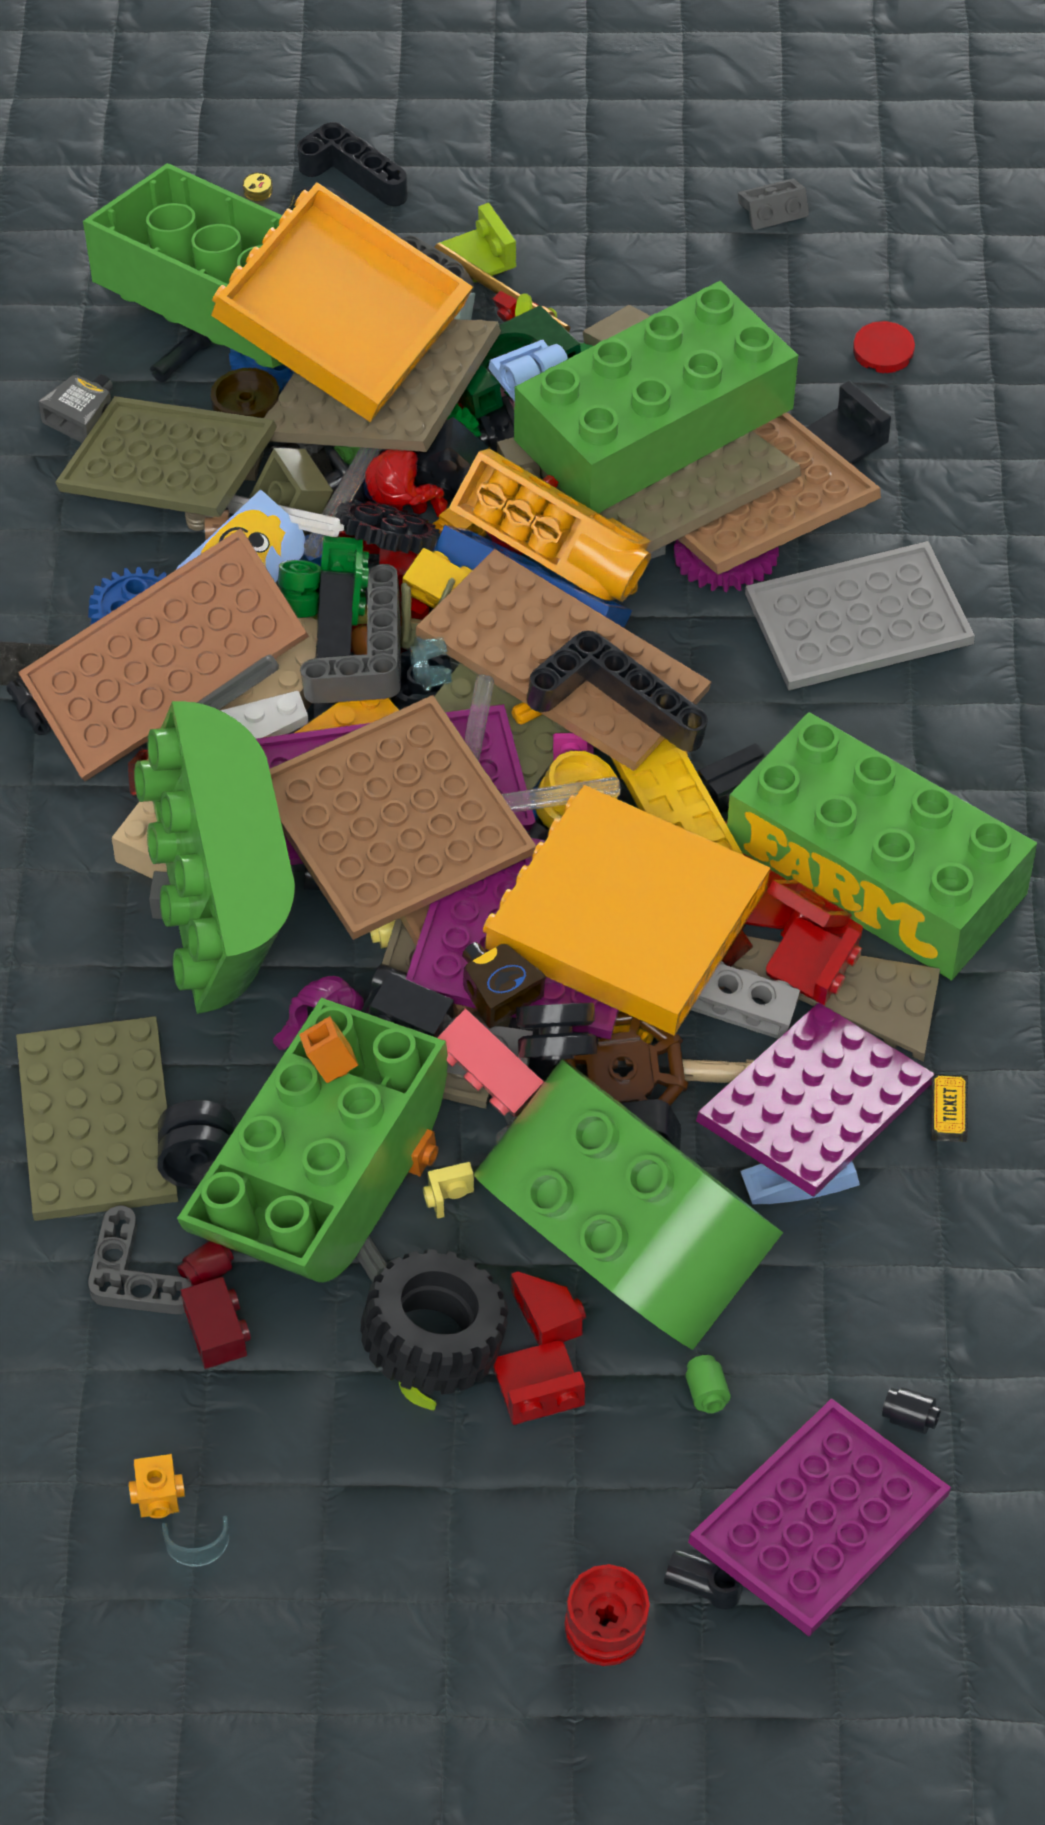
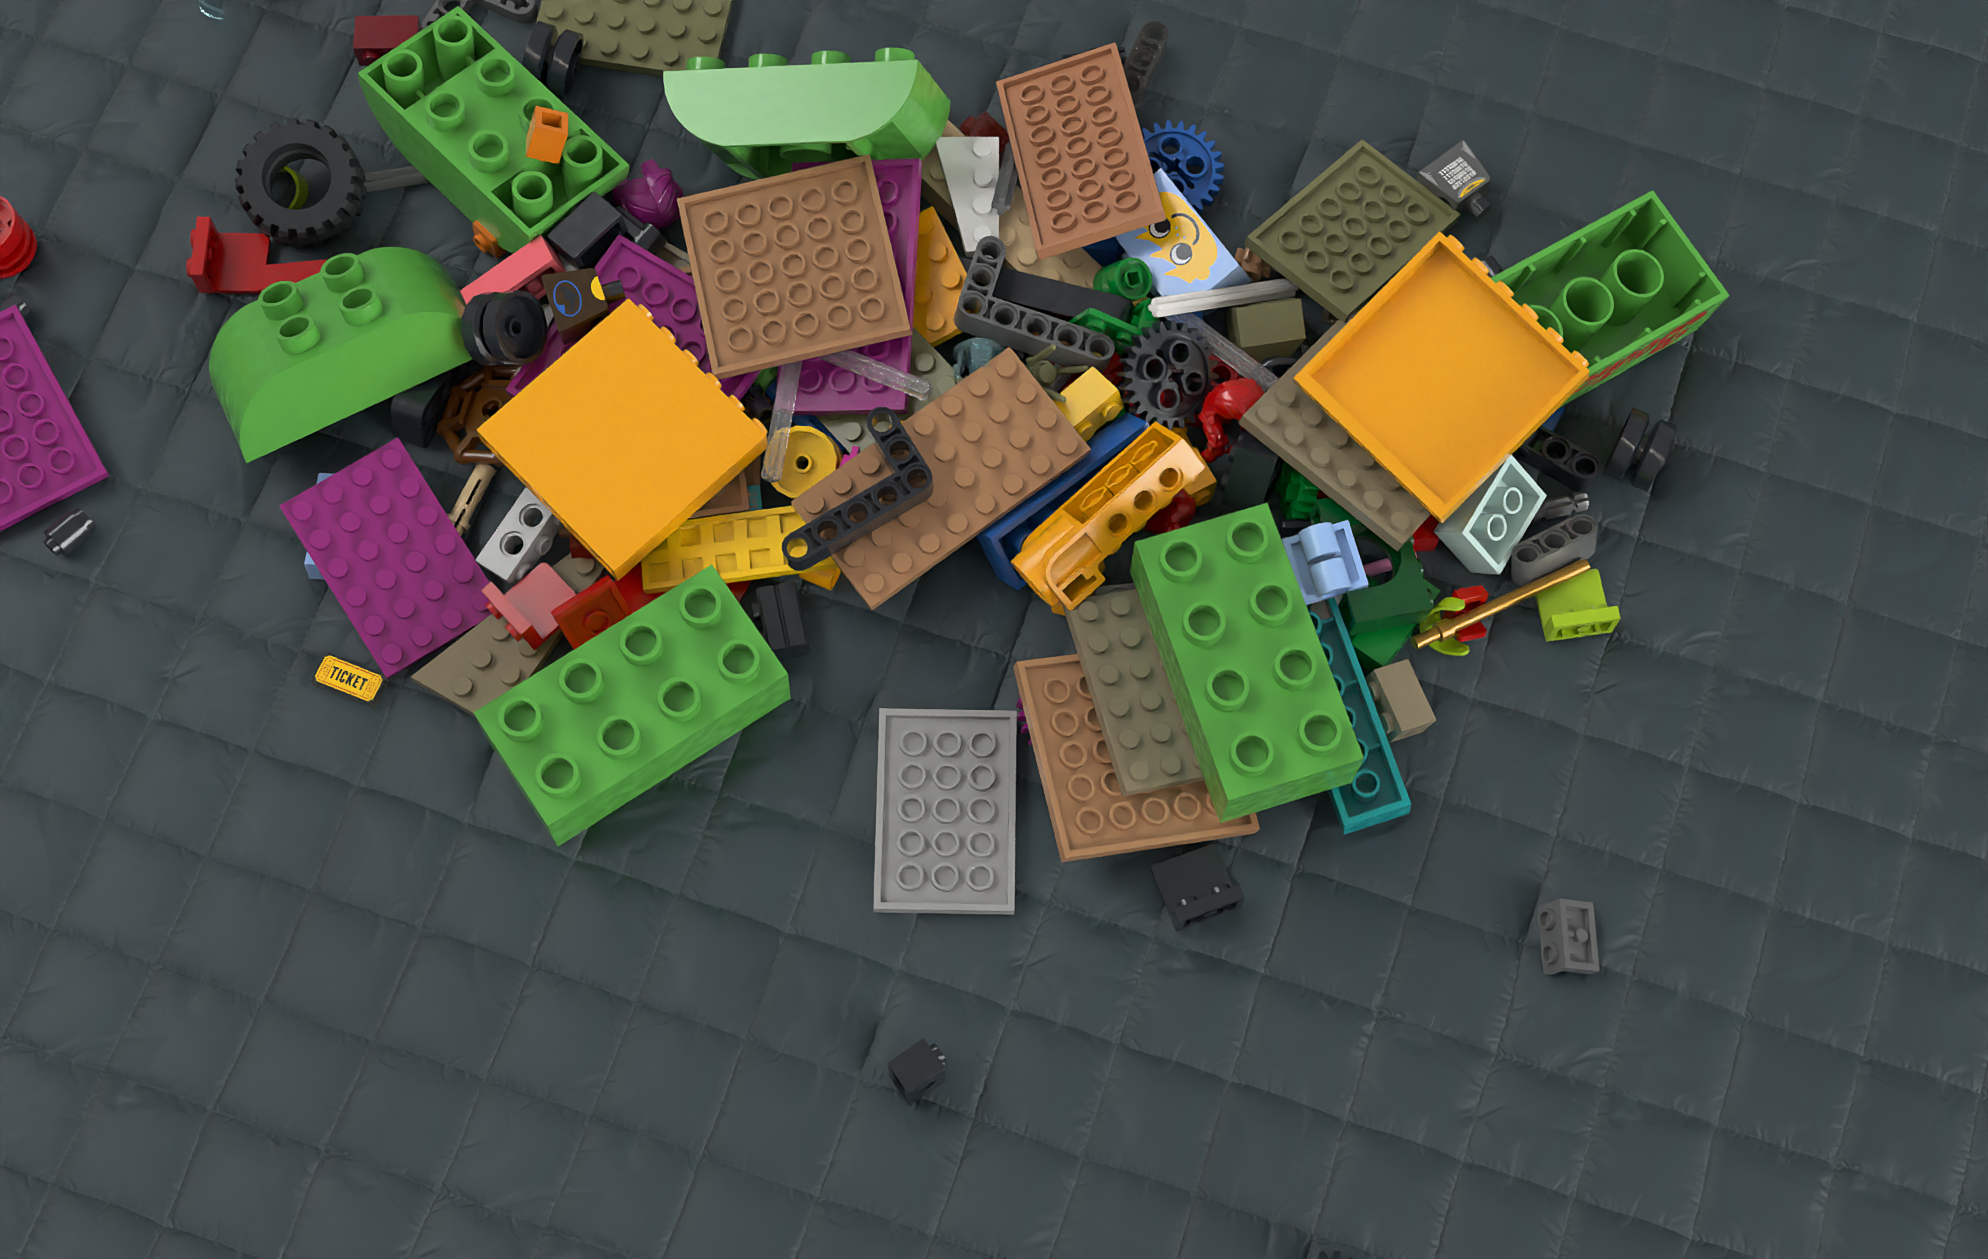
camera: 105 degrees right, 15 degrees up
(257, 186) = (1736, 424): tile -> none
(340, 148) = (1735, 526): black beam -> none
(450, 1183) = (444, 244): light yellow bracket -> none
(707, 1384) = (167, 384): bright green brick -> none
(884, 346) = (1314, 978): red tile -> none

